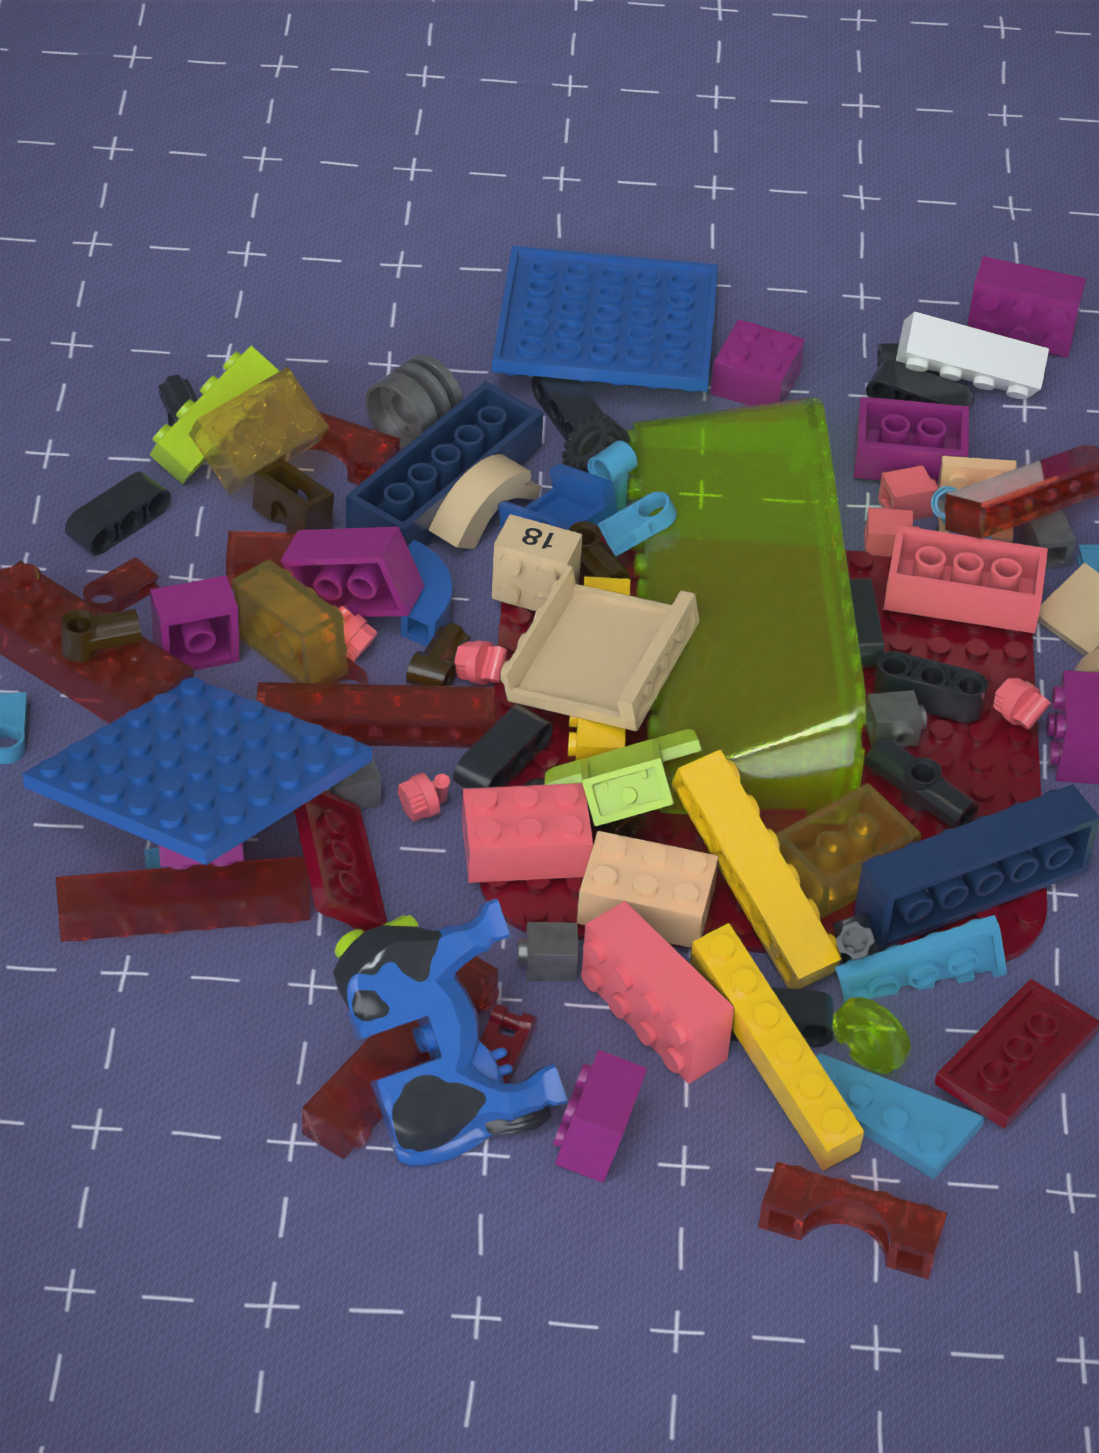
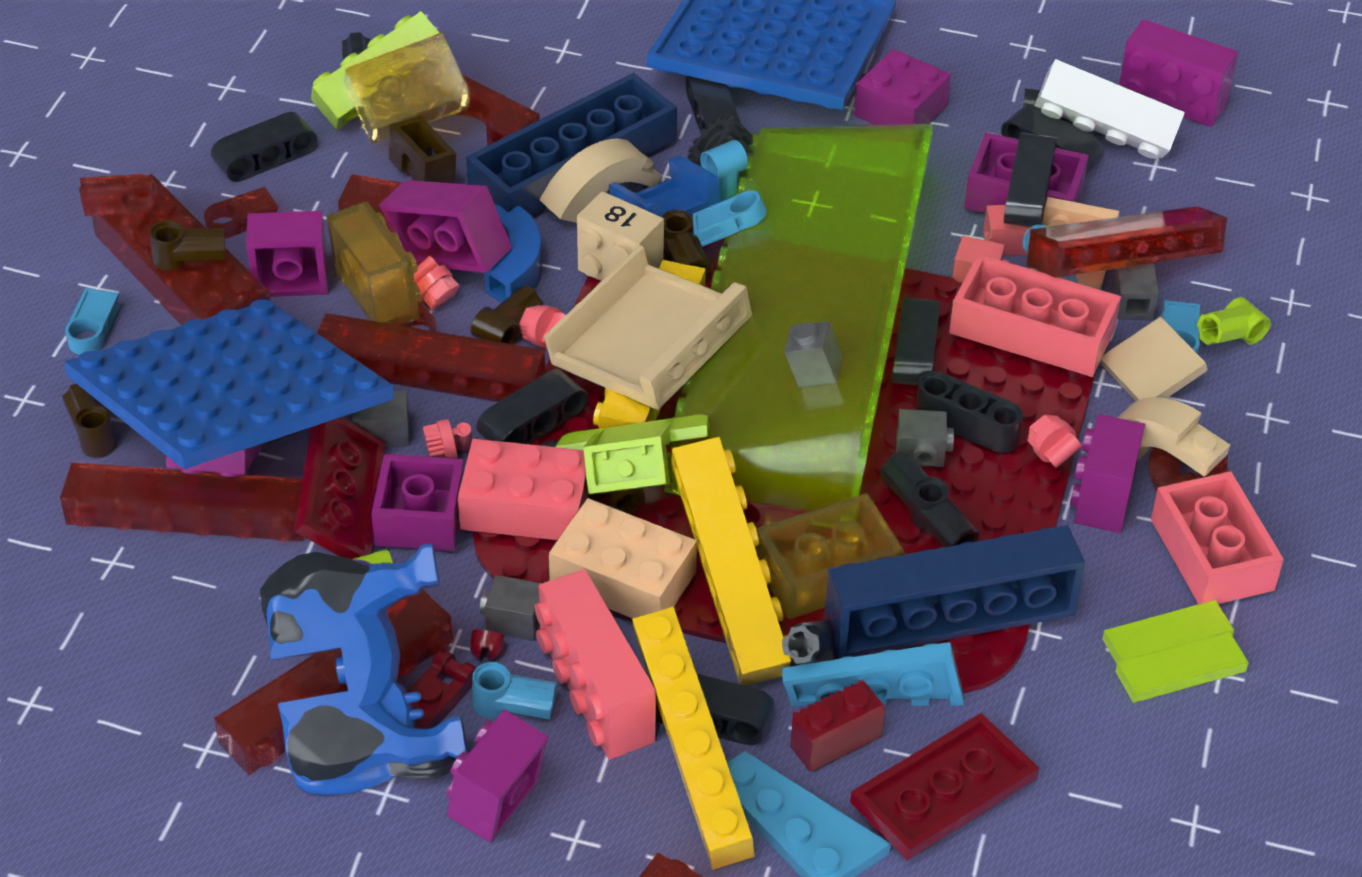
camera: 15 degrees right, 0 degrees up
(49, 830) = (90, 422): none -> dark brown piece
(412, 398) = (561, 77): flat silver wheel -> none
(423, 861) = (417, 502): none -> magenta brick
(534, 989) = (486, 641): none -> dark red hinge
(567, 1035) = (499, 690): none -> dark azure piece
(789, 653) = (813, 354): none -> flat silver brick
(872, 1035) = (798, 740): clear neon green tile -> none
(914, 1000) = (836, 725): none -> dark red brick
(924, 441) = (1030, 180): none -> black beam

